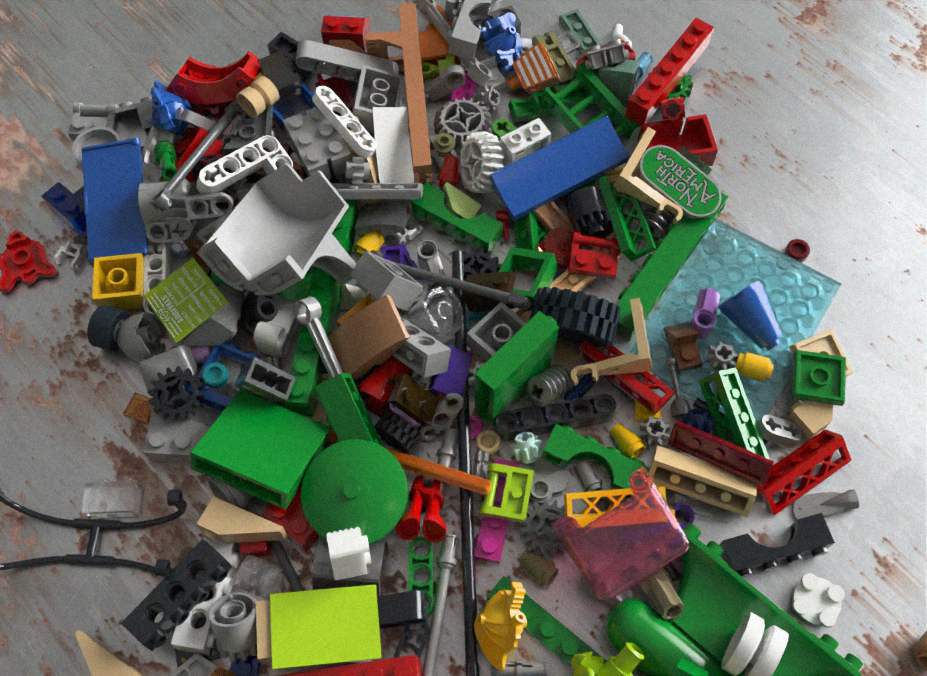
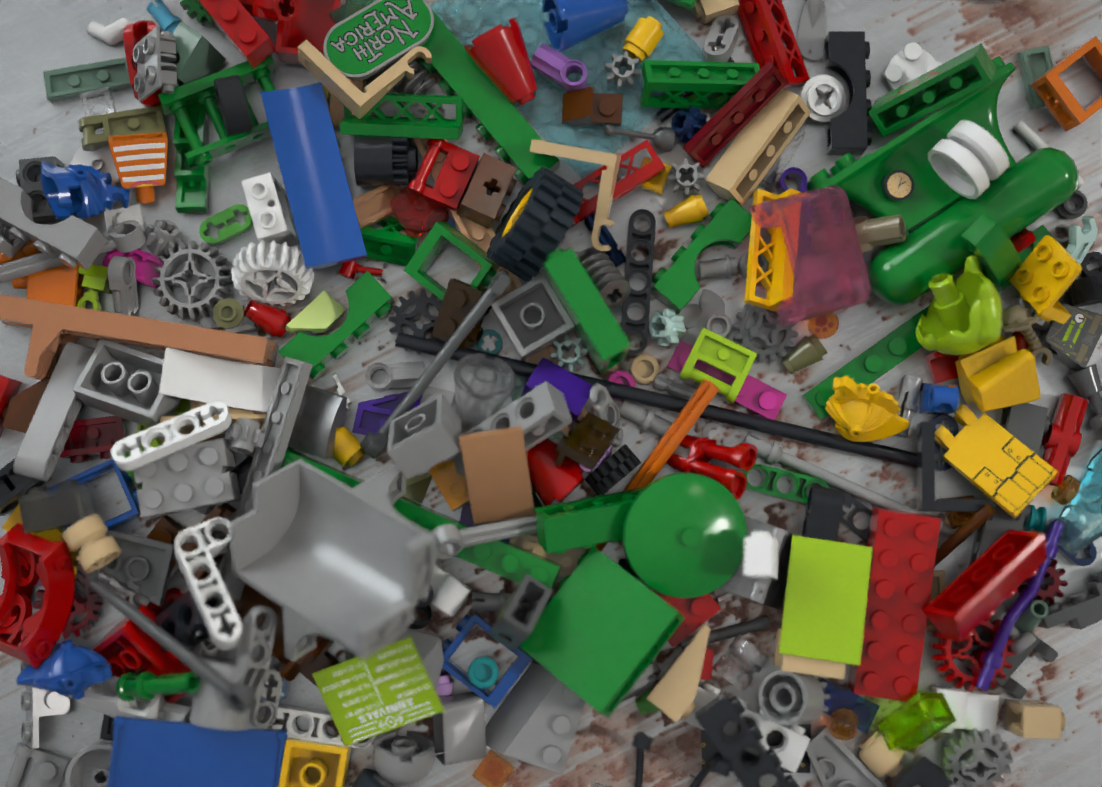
camera: 75 degrees left, 20 degrees up
(174, 383) = (493, 734): black gear -> none
(194, 119) = (97, 634): light grey piece -> none
(569, 579) = (824, 325): none -> clear orange tile
(591, 103) = (233, 105): none -> black tyre
(601, 282) = (490, 175): none -> reddish brown brick
(695, 270) = (505, 61): none -> red cone
(709, 599) = (897, 185): none -> tile
(775, 525) = (835, 102): none -> white gear
(807, 609) = (933, 90): none -> green brick

